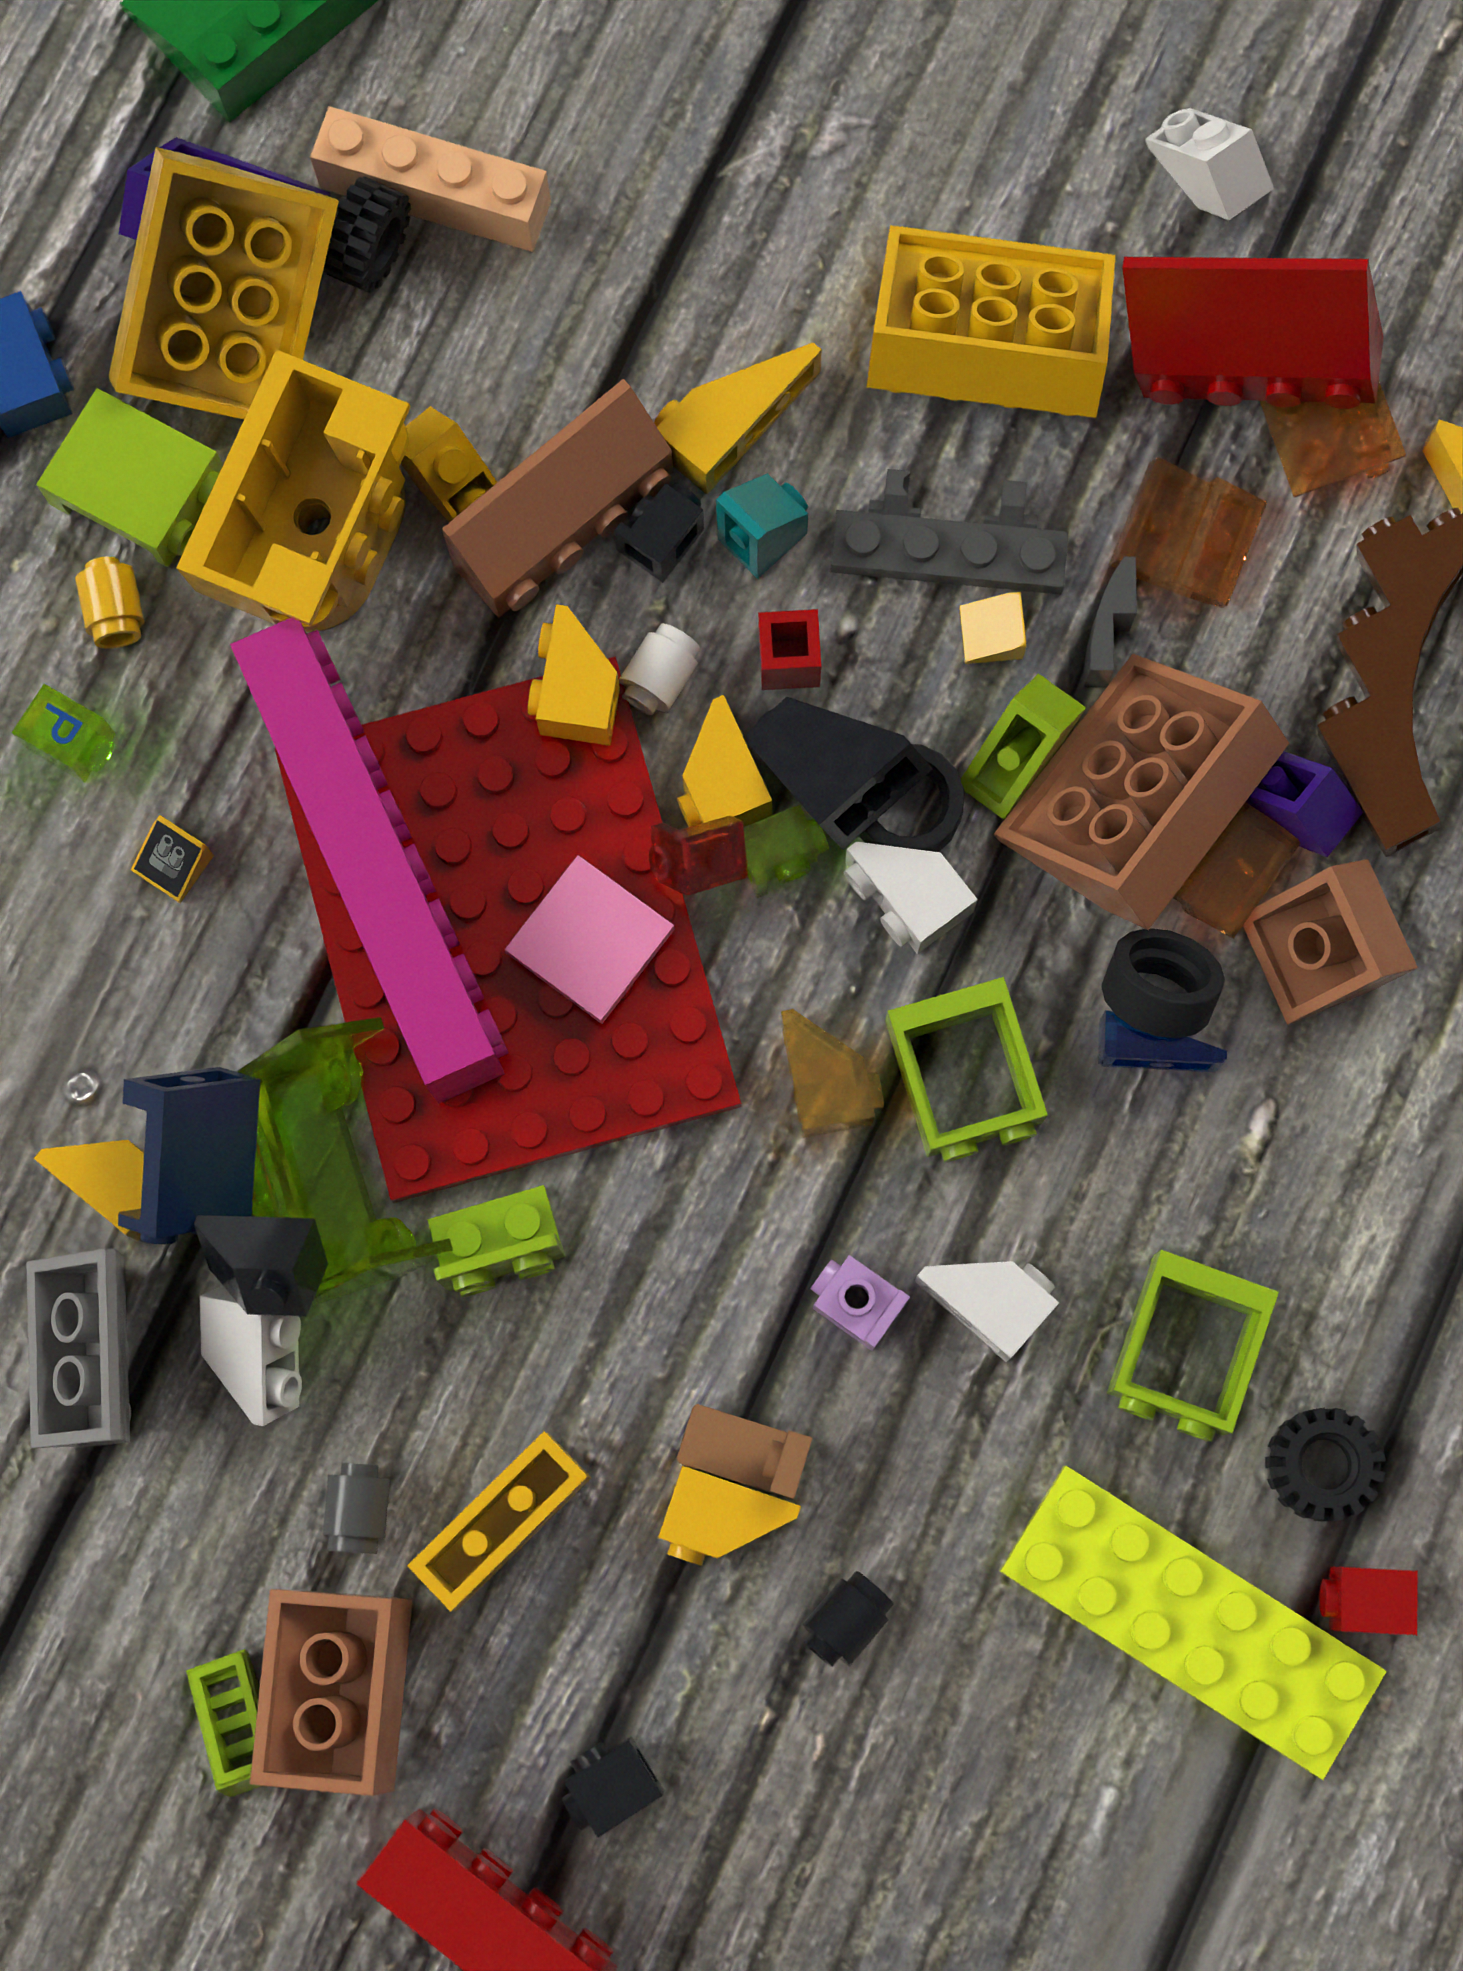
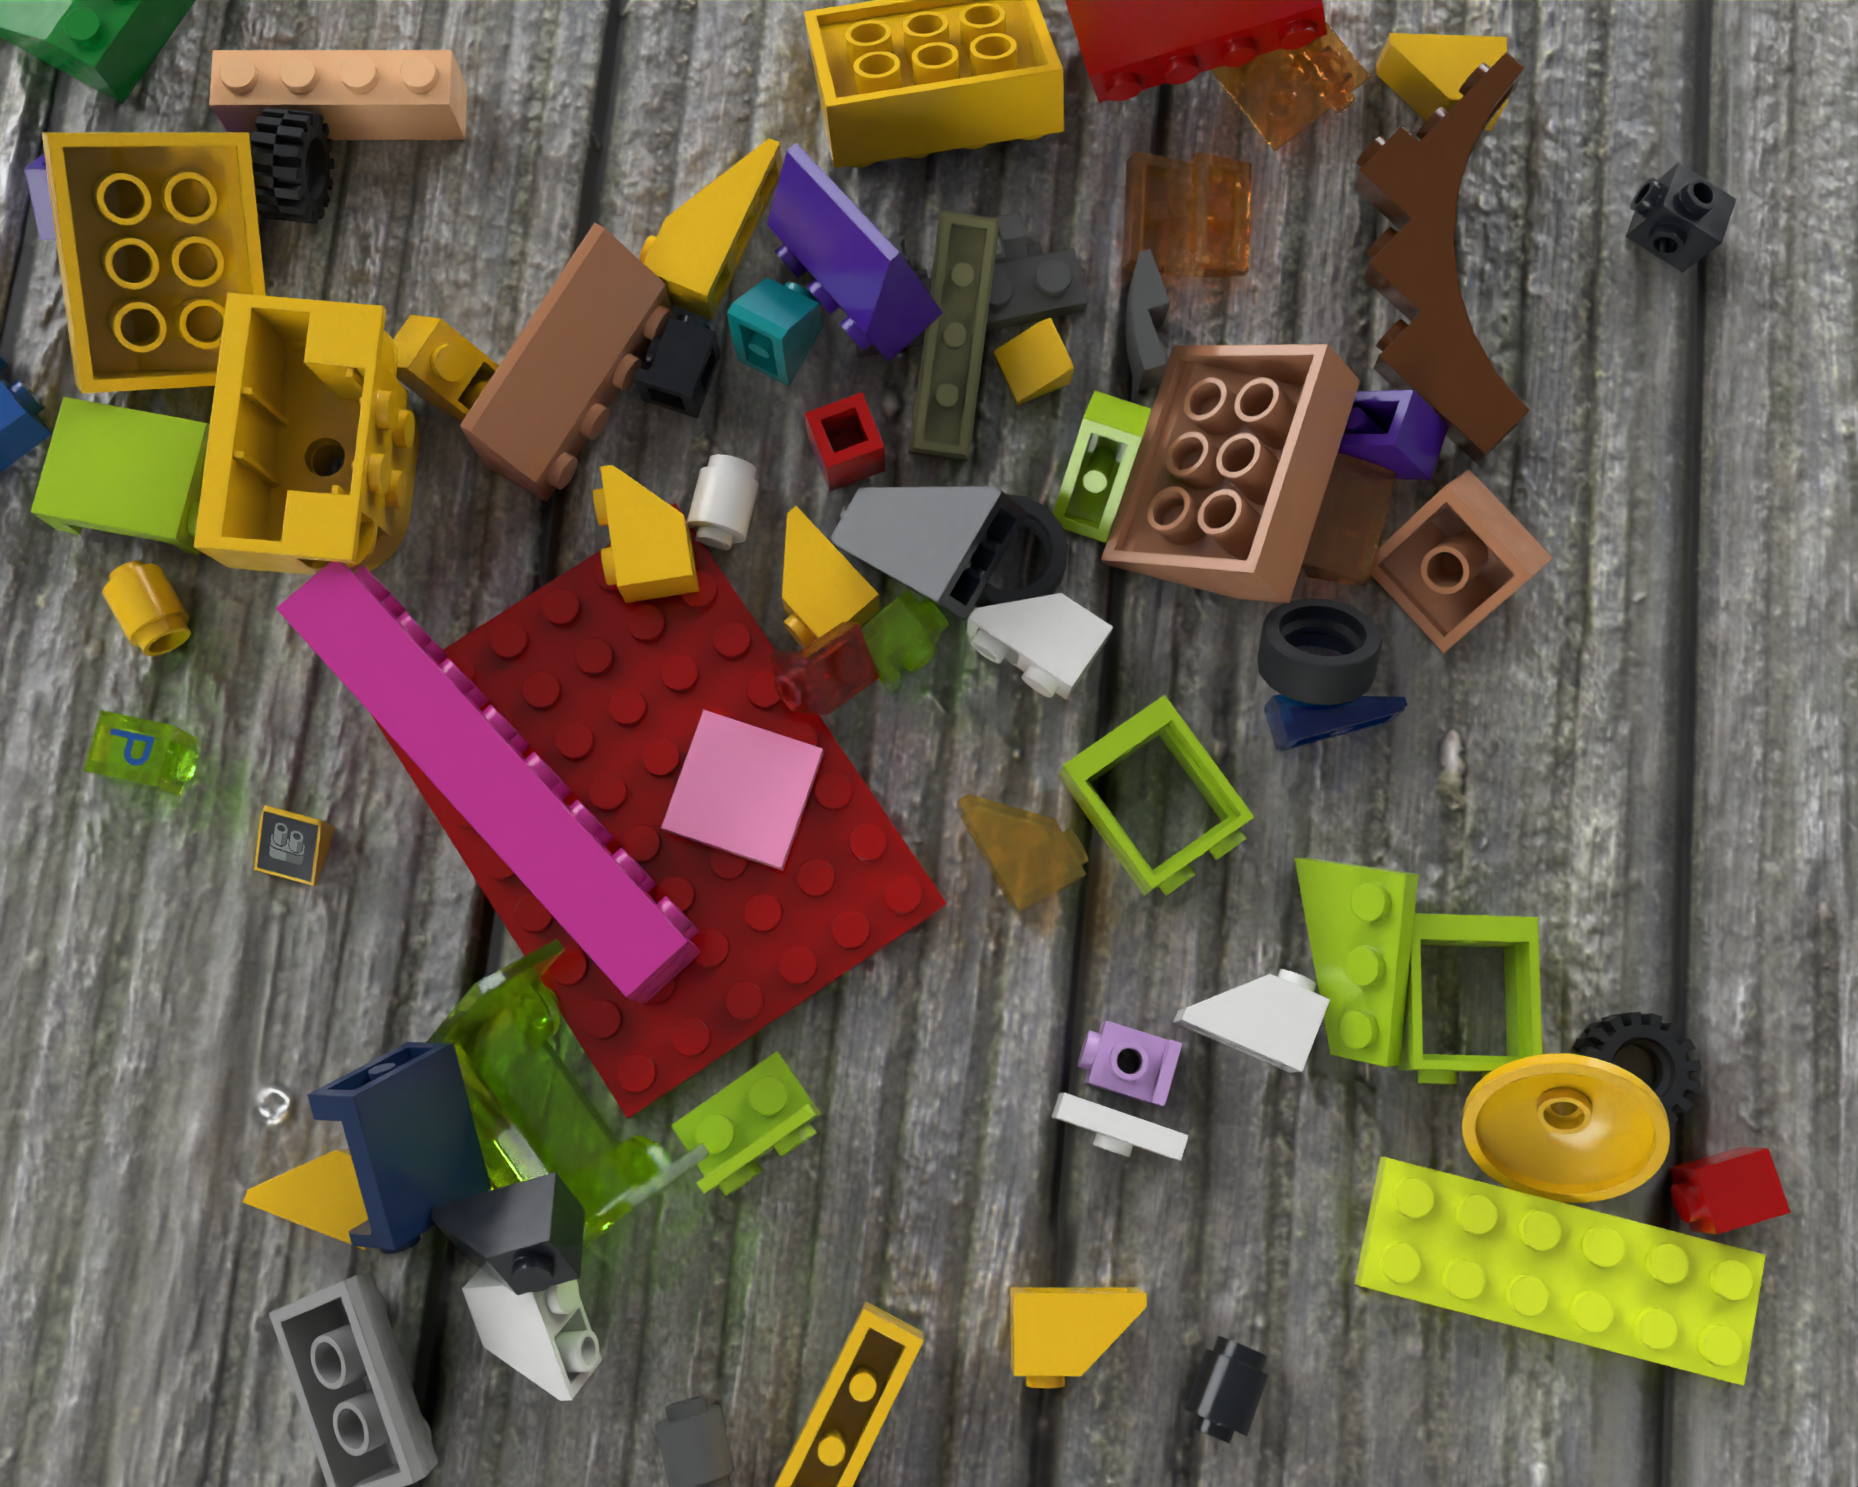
camera: 25 degrees left, 0 degrees up
(744, 1451) = (1070, 1253): medium nougat bracket -> none
(827, 1357) = (1118, 1130): none -> white plate
(845, 482) = (847, 259): none -> dark purple slope
(924, 581) = (956, 339): none -> olive tile
(1105, 1272) = (1360, 953): none -> lime wing
(1233, 1488) = (1566, 1128): none -> yellow dish

